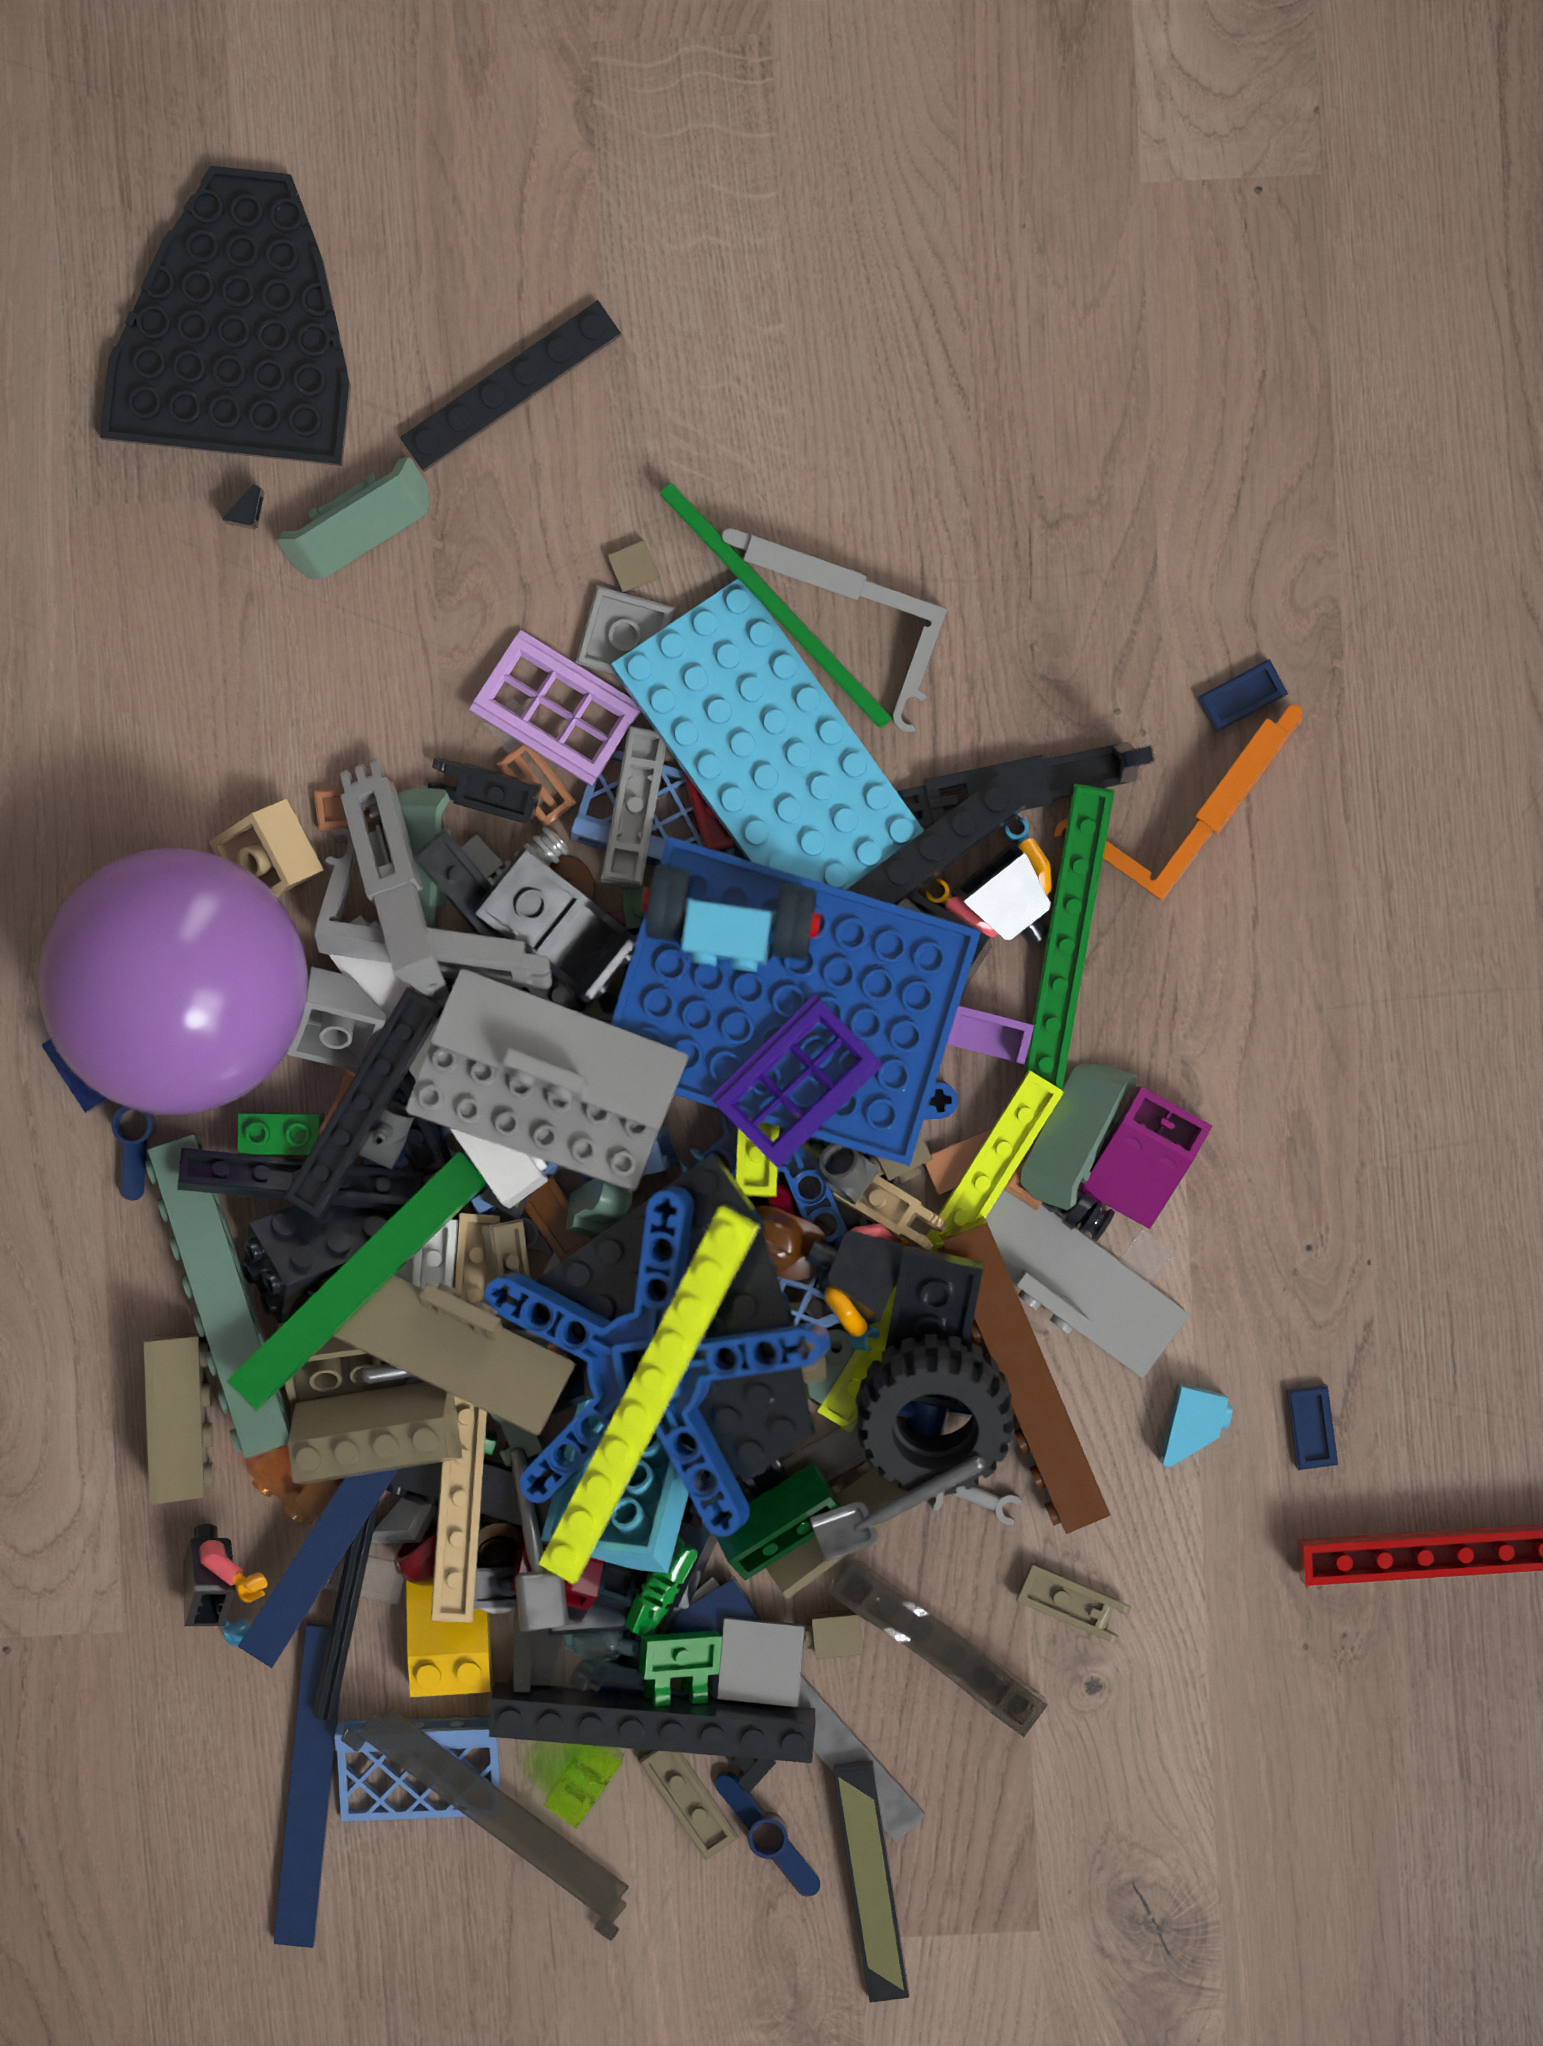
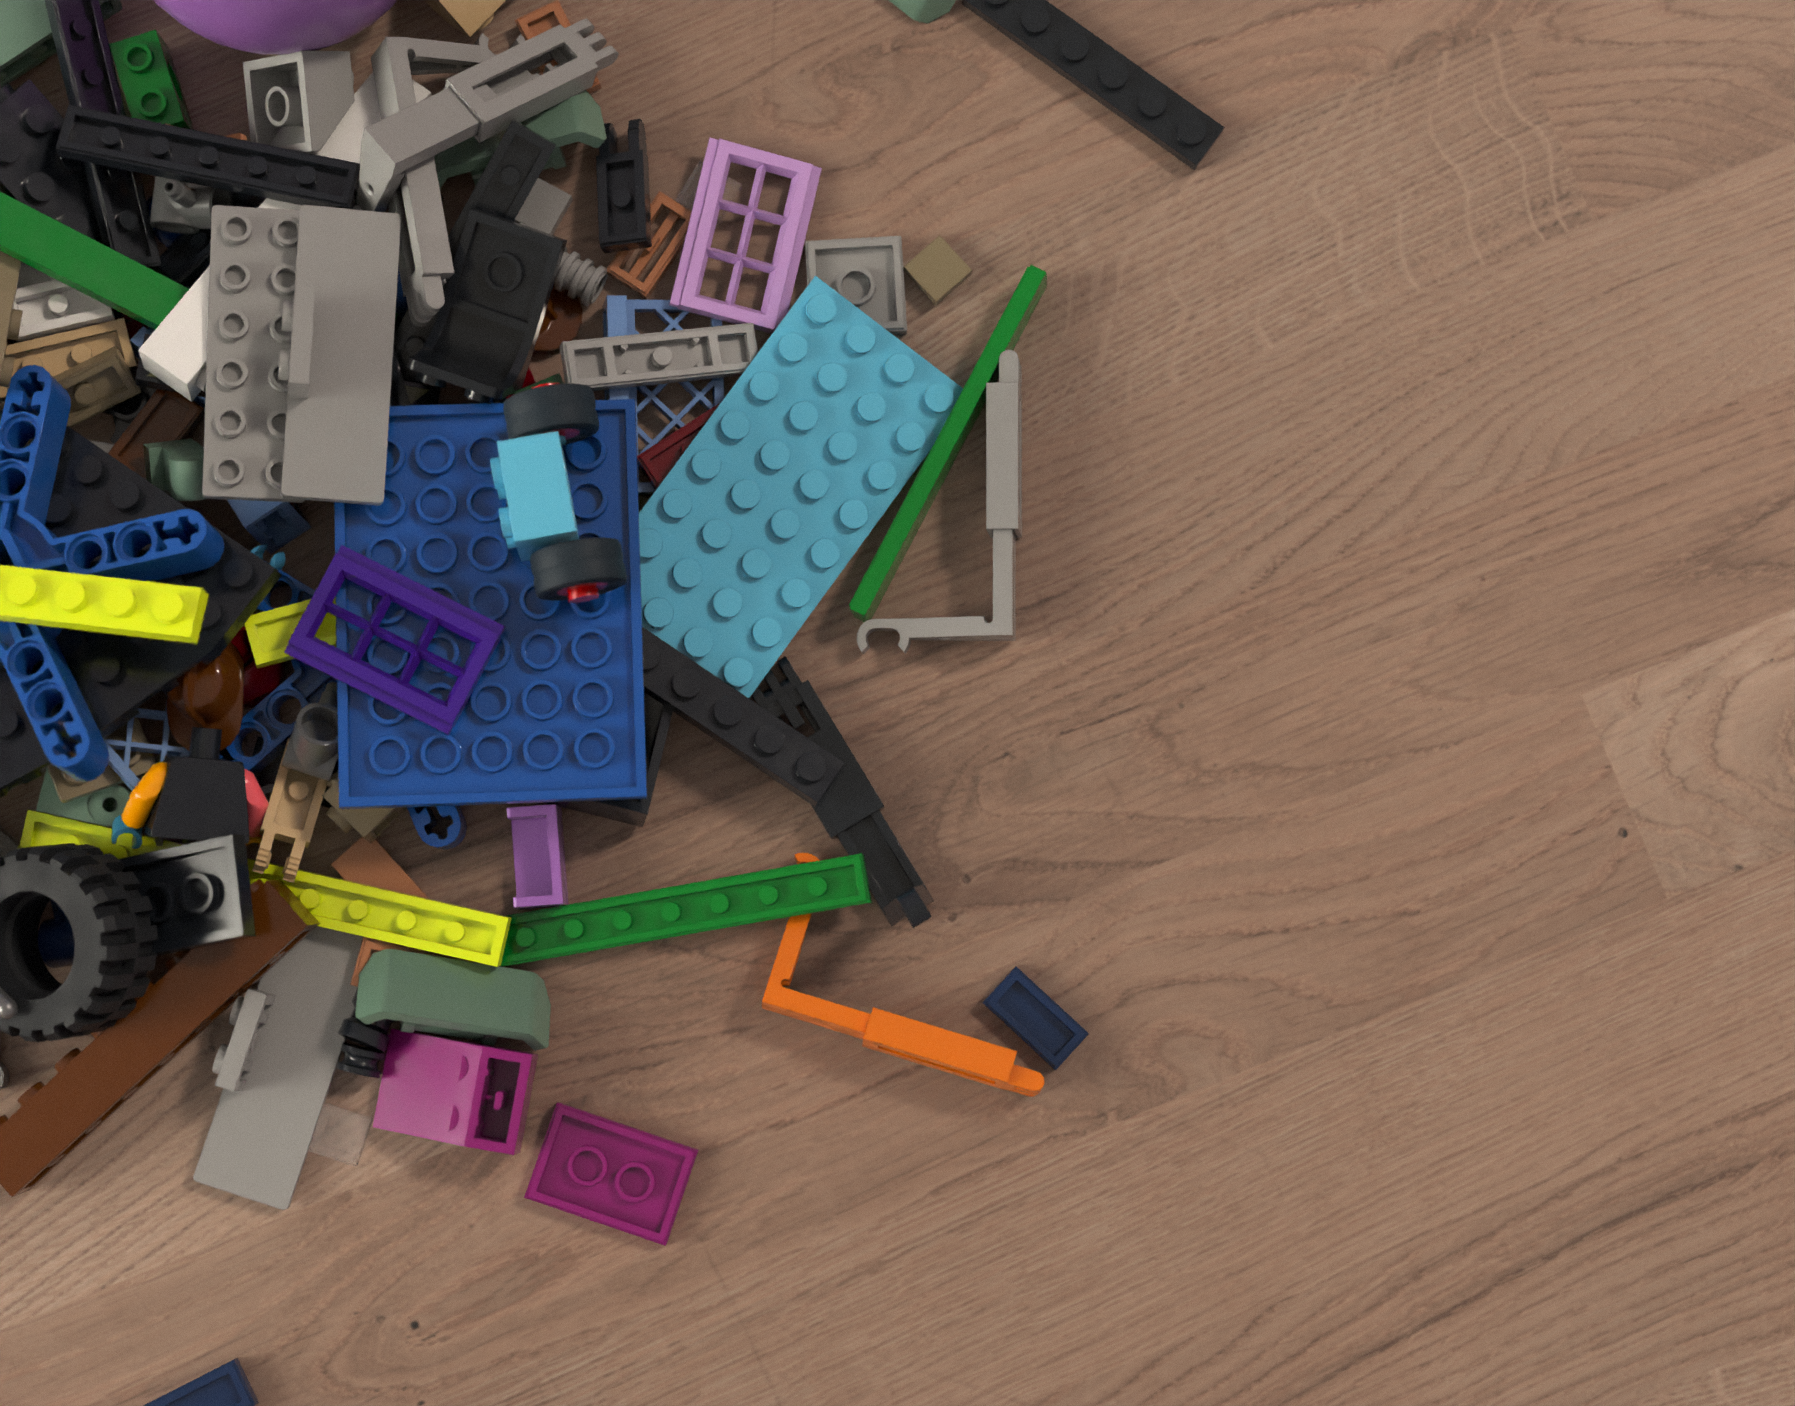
camera: 65 degrees right, 5 degrees down
(1005, 892) = (708, 818): torso -> none
(1194, 1422) = (159, 1260): medium azure slope -> none
(1247, 1059) = (611, 1173): none -> magenta tile

